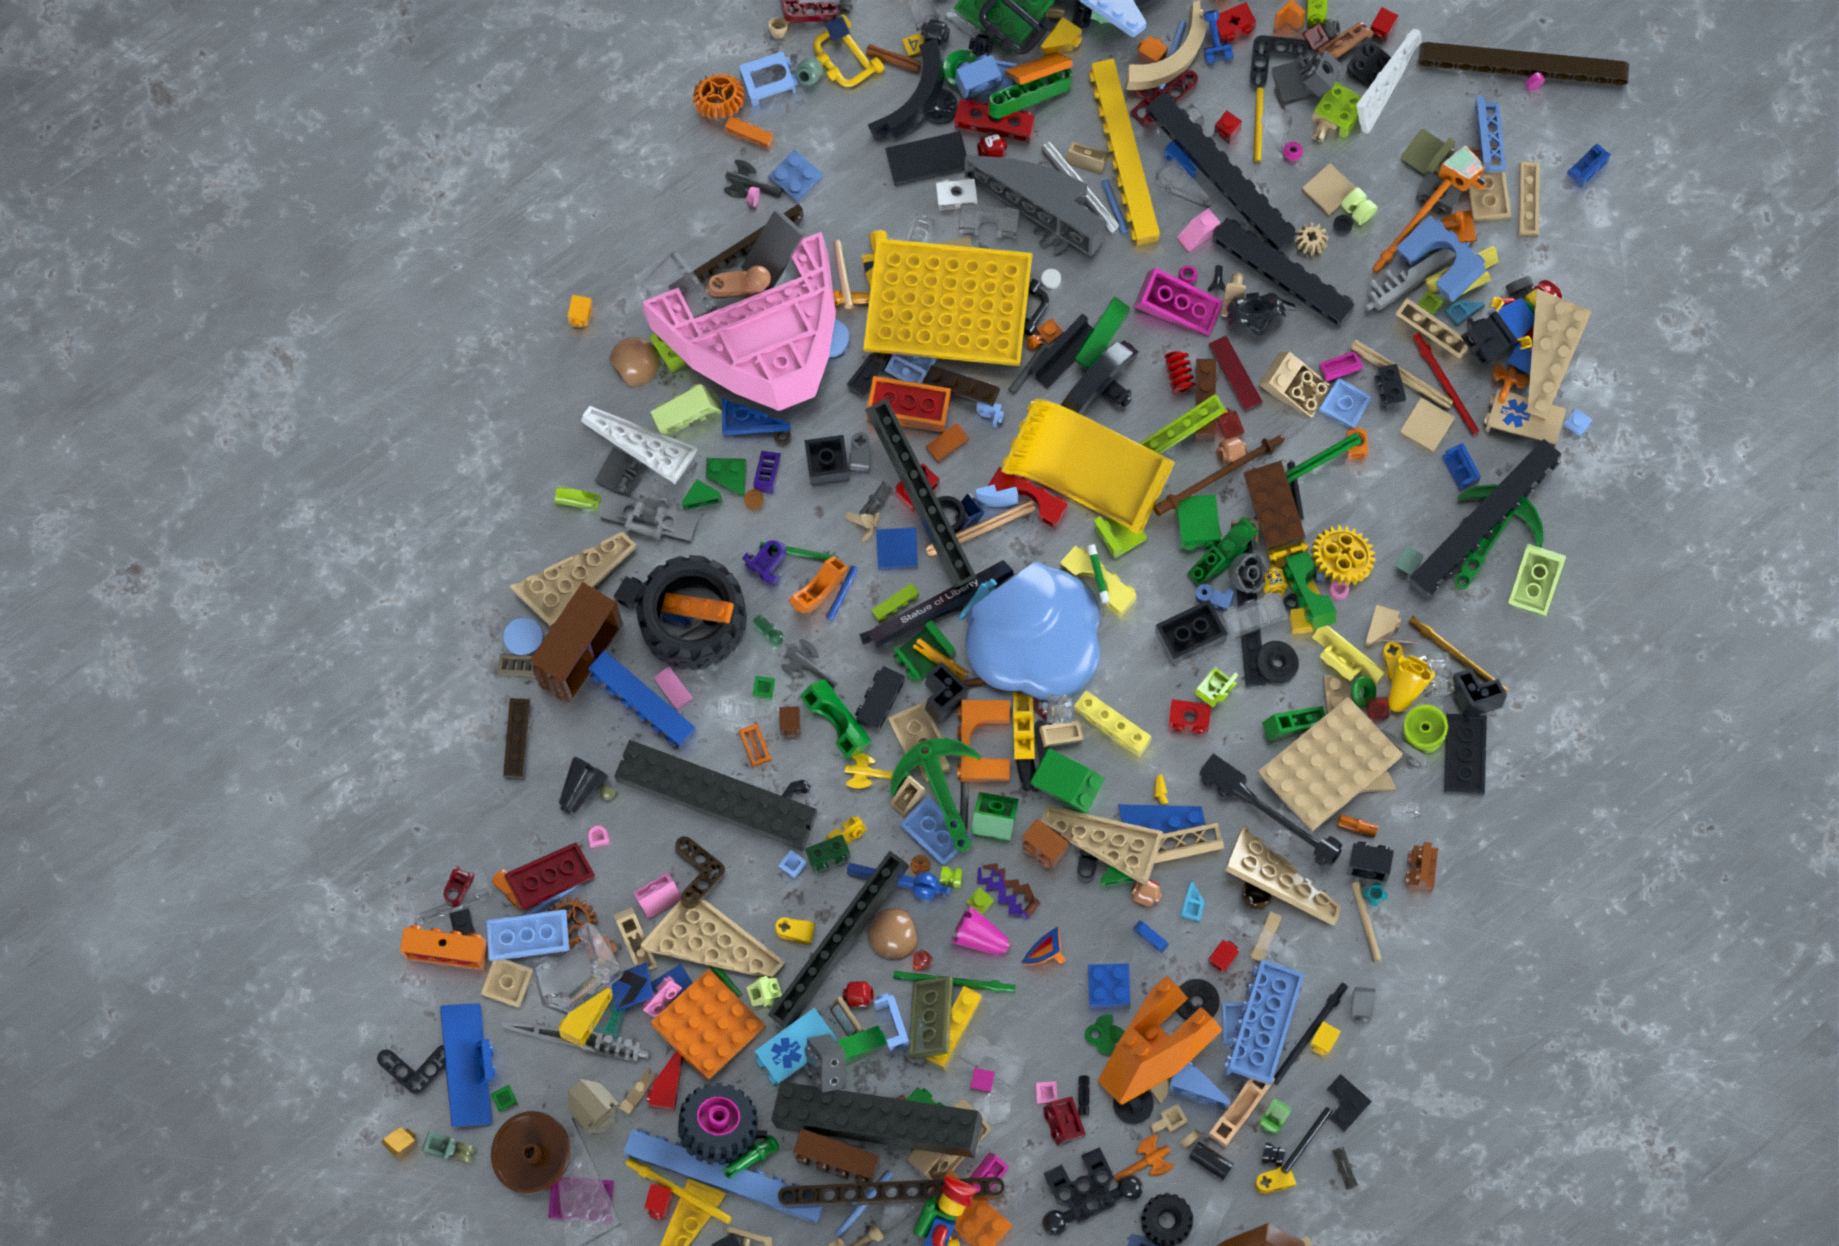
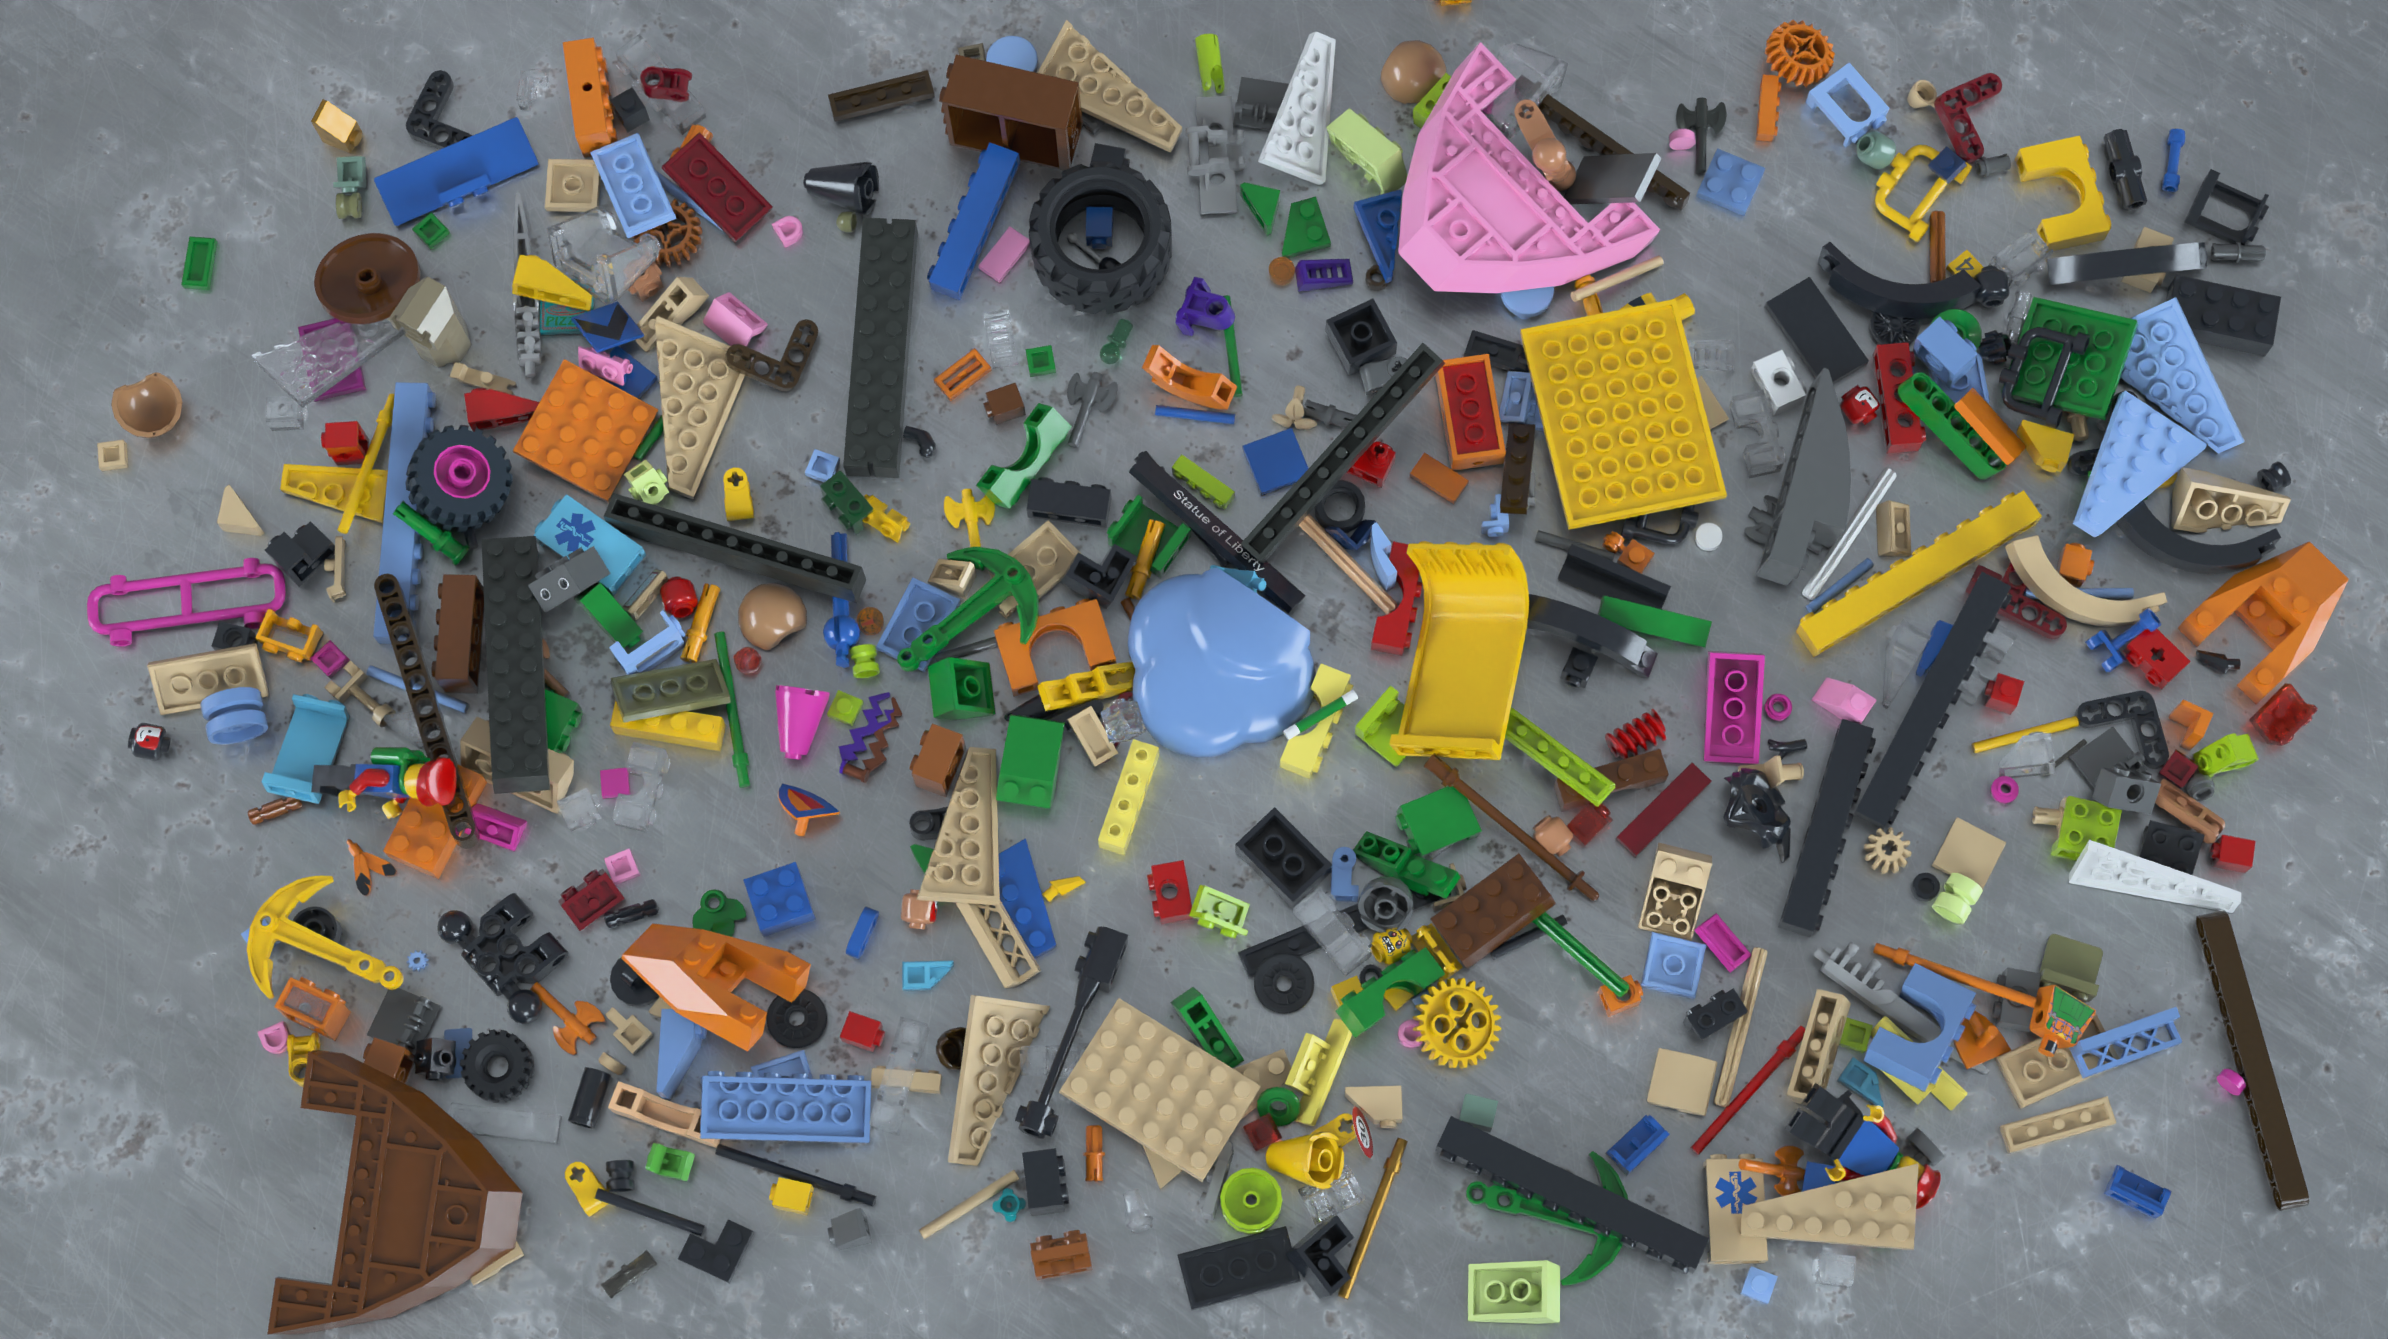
camera: 70 degrees right, 0 degrees up
(697, 608) = (1102, 238): orange plate -> none
(882, 985) = (697, 633): none -> light orange pin

